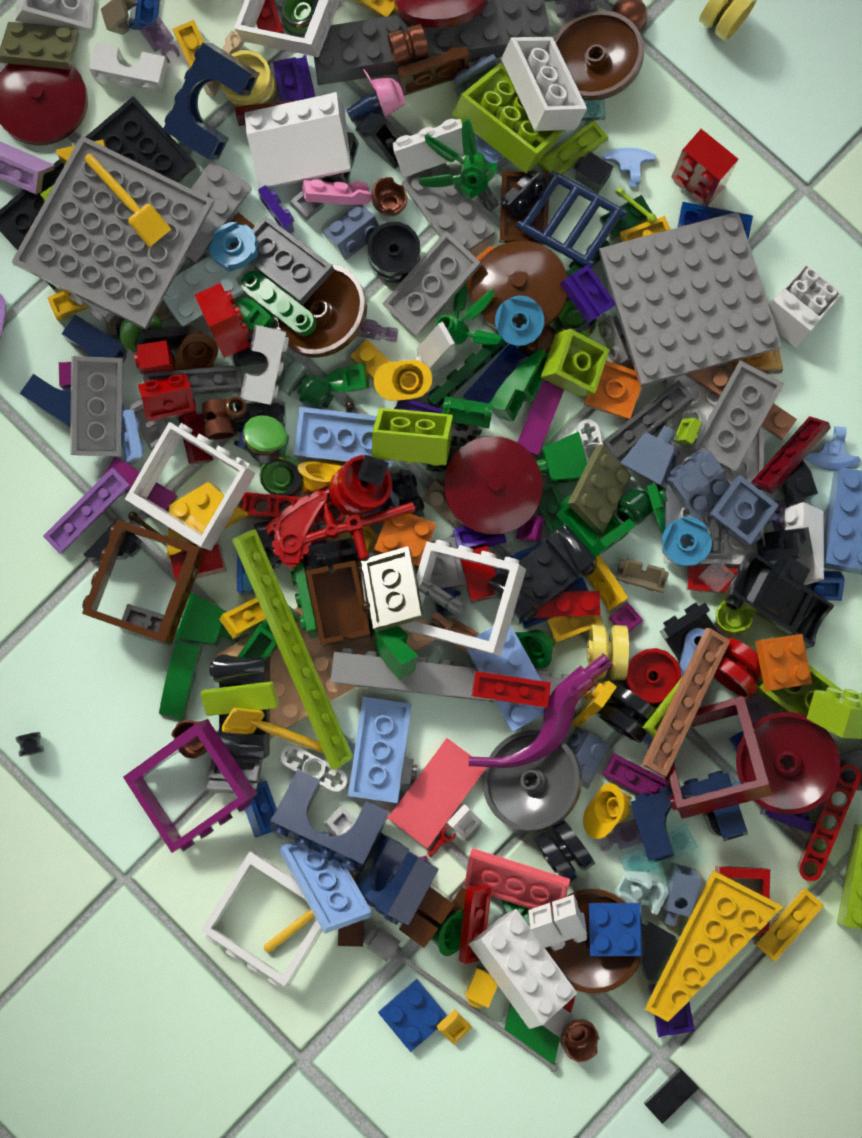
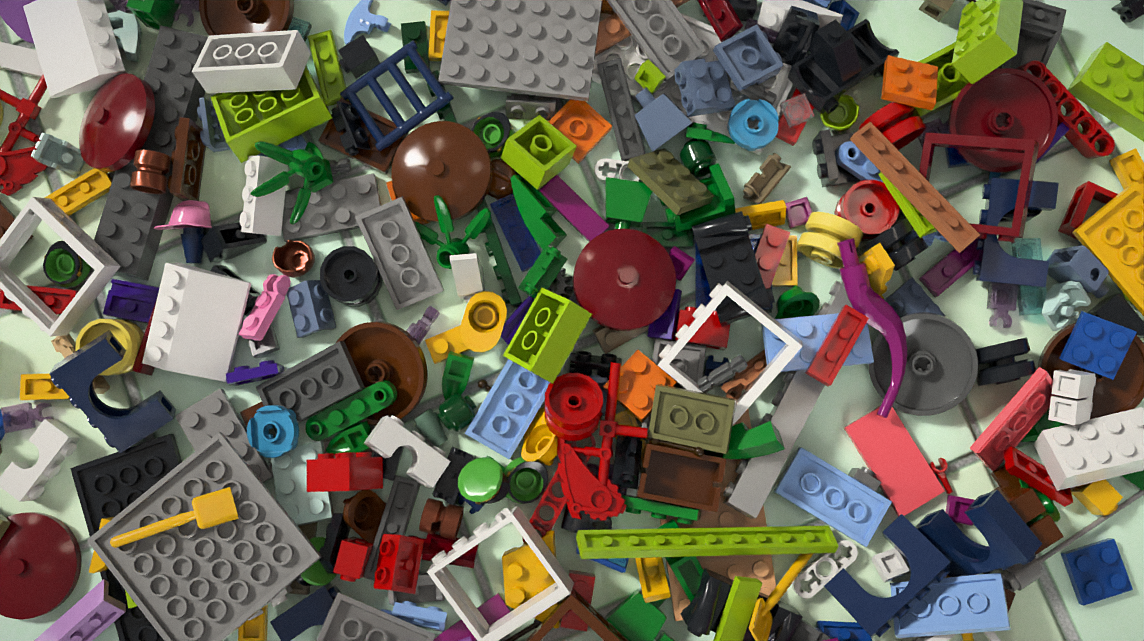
camera: 65 degrees left, 0 degrees up
(235, 400) = (445, 503): reddish brown piece -> none
(373, 470) = (566, 387): black plate -> none
(454, 1026) = (1124, 537): yellow tile -> none
(464, 821) = (933, 445): white plate -> none
(512, 308) = (492, 181): dark azure plate -> none
(587, 293) = (478, 110): dark purple plate -> none
(606, 811) = (976, 308): yellow piece -> none
(651, 217) = (390, 40): lime hinge -> none

